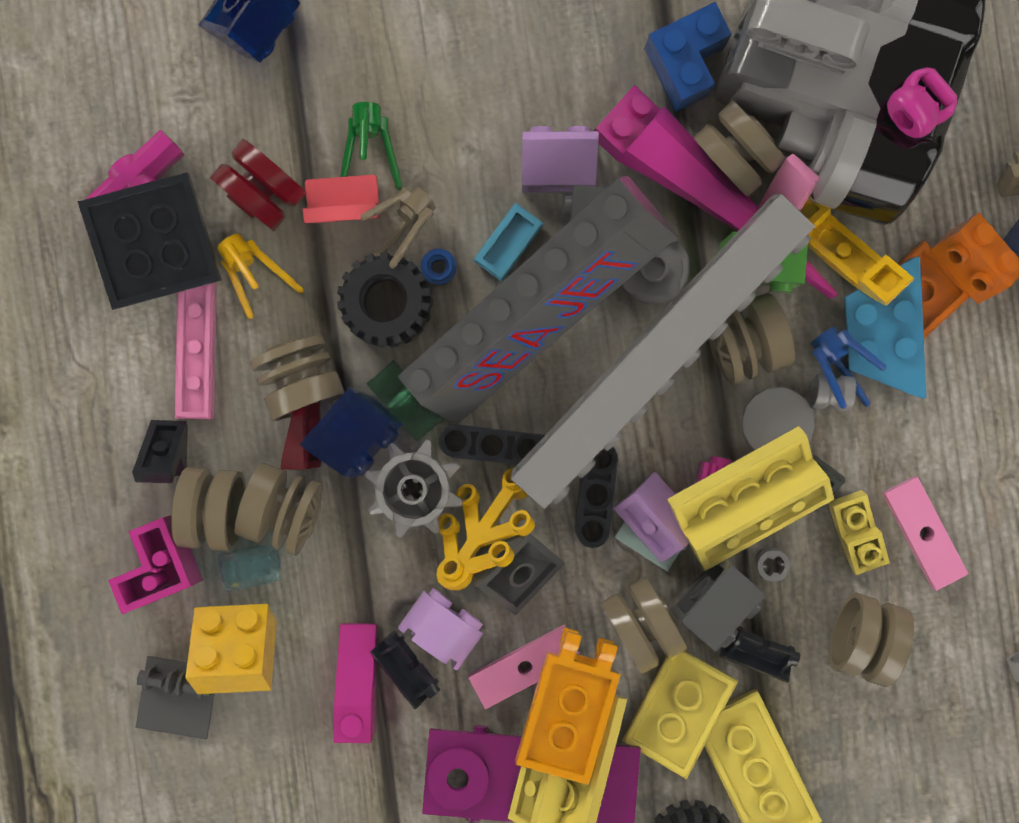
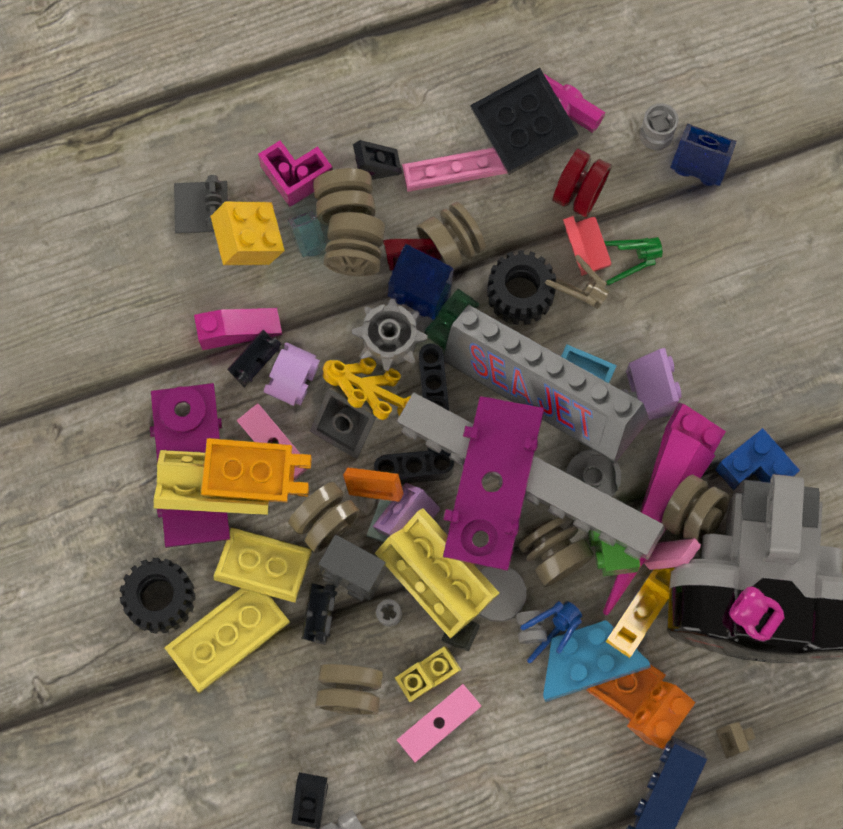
camera: 75 degrees right, 15 degrees down
(197, 62) = (658, 126): none -> light grey wheel
(238, 257) = (528, 183): yellow plant -> none
(434, 256) = (558, 314): blue plate -> none
(611, 552) = (373, 484): none -> orange tile
(615, 376) = (501, 443): none -> magenta piece
(981, 709) = (309, 800): none -> black slope

